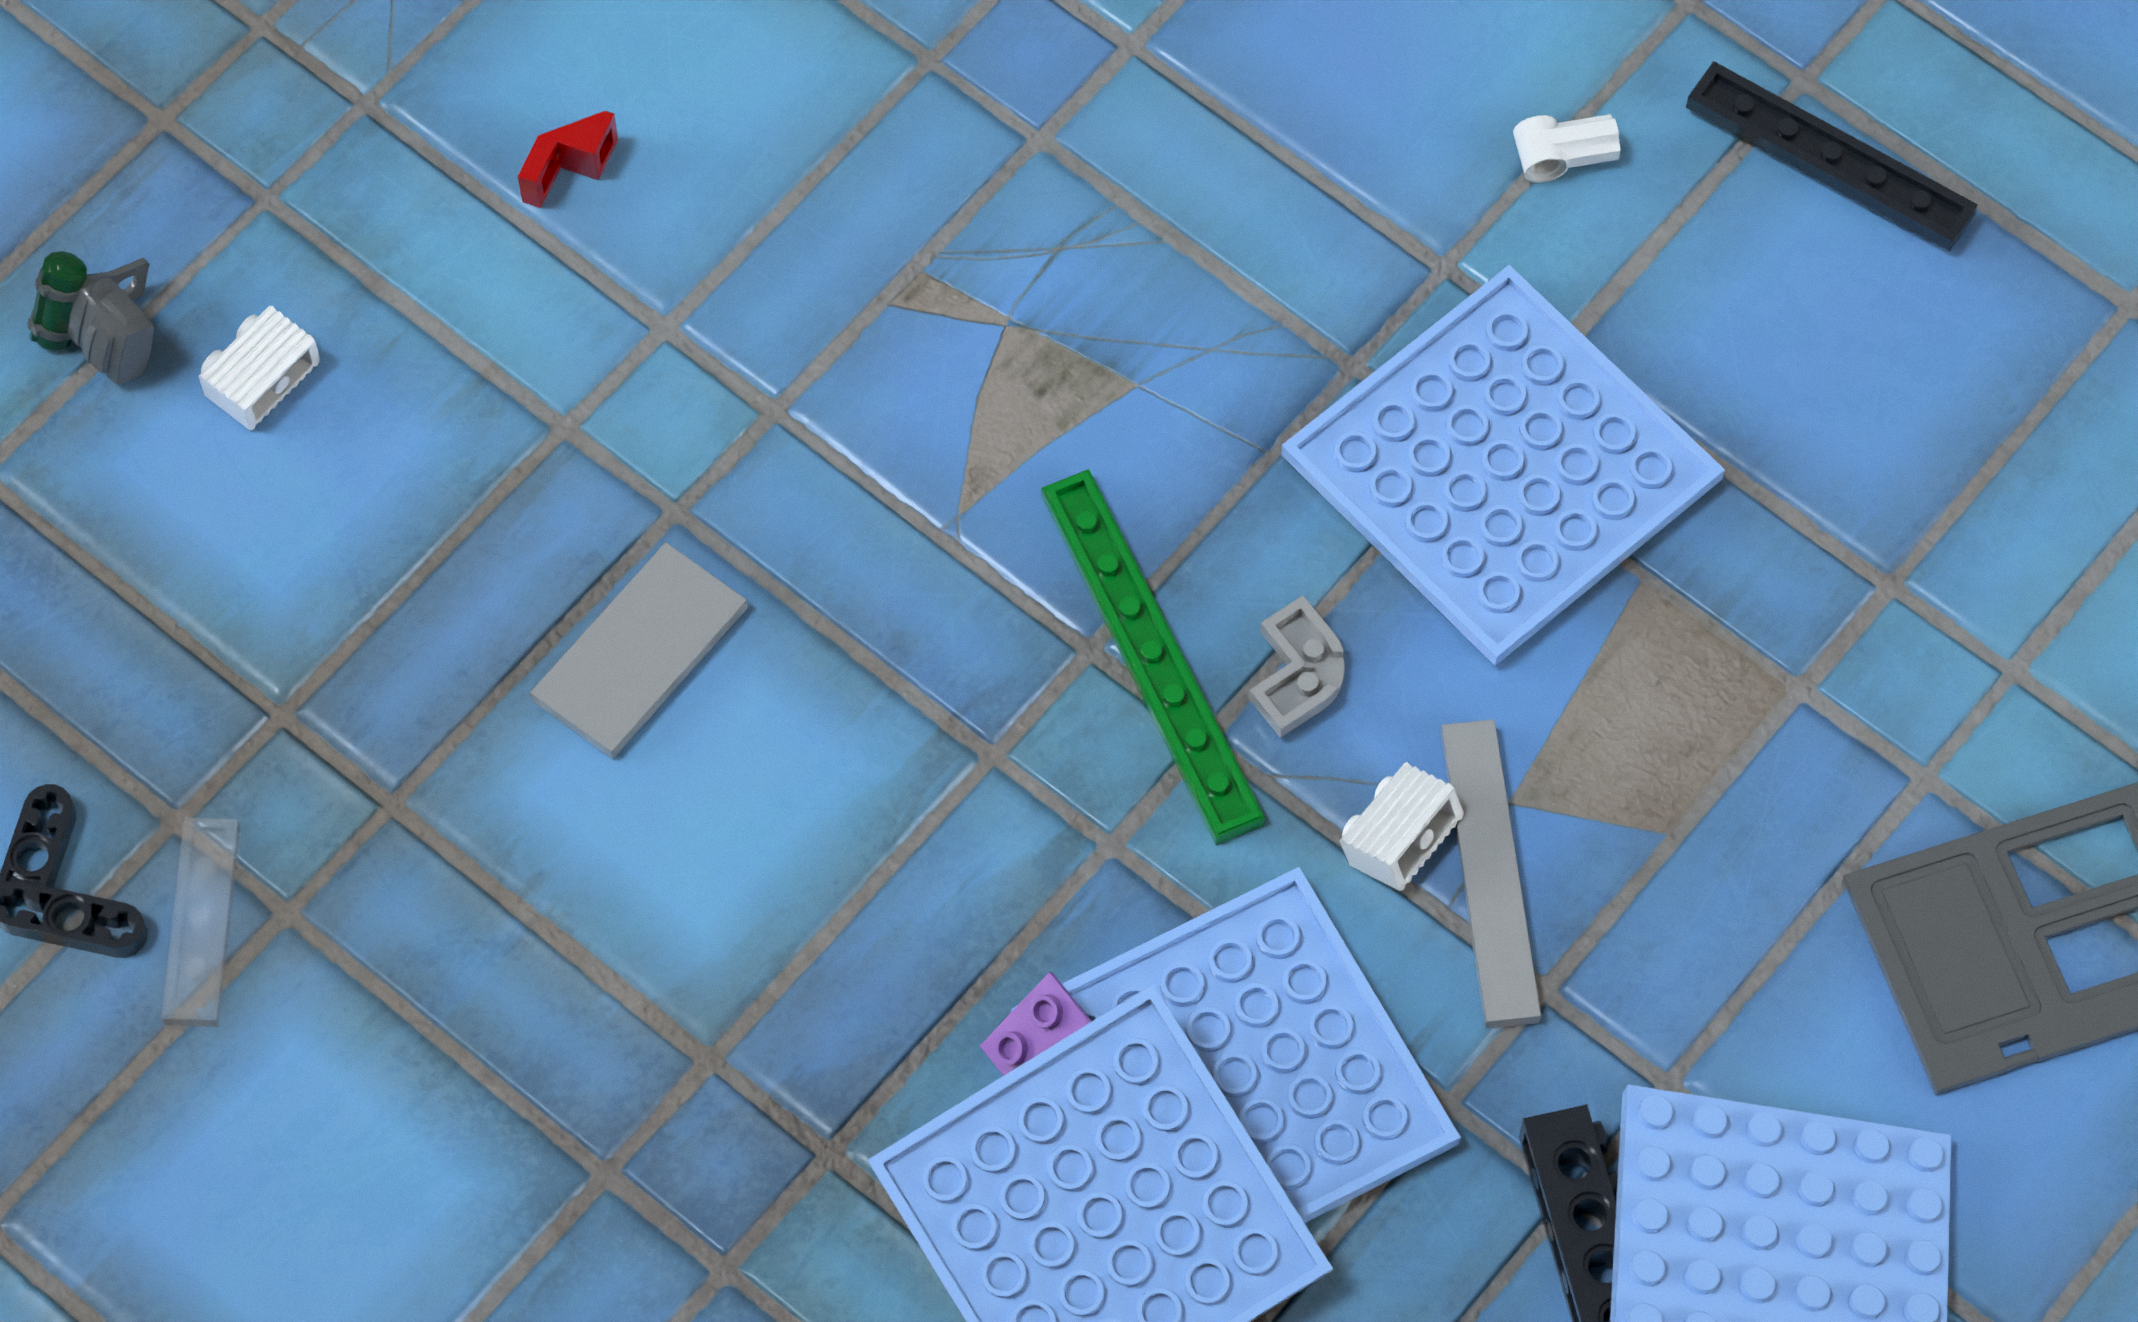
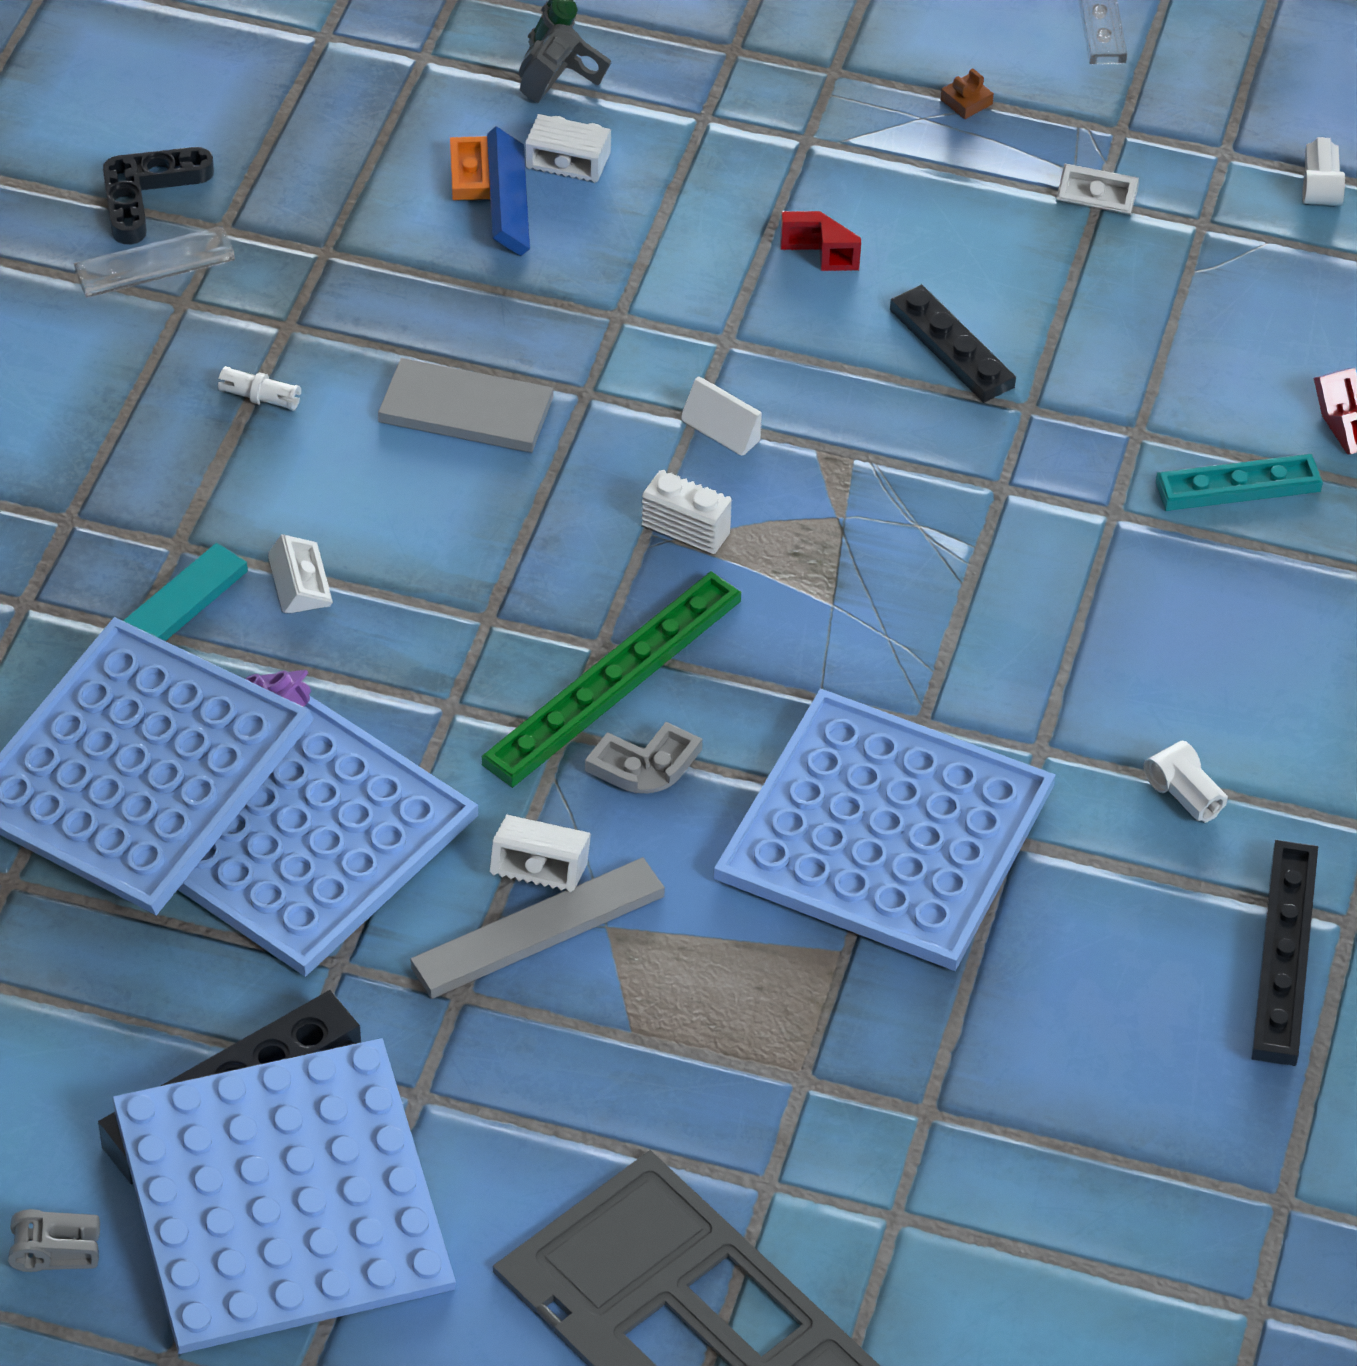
camera: 65 degrees right, 15 degrees down
(232, 492) = (469, 168): none -> orange plate
(299, 464) = (508, 191): none -> blue tile
(499, 873) = (259, 388): none -> white pin
(794, 92) = (952, 343): none -> black plate
(804, 379) = (722, 417): none -> white slope
(815, 1091) = (189, 592): none -> teal tile
(832, 938) = (299, 575): none -> white slope
(948, 475) = (687, 511): none -> white brick

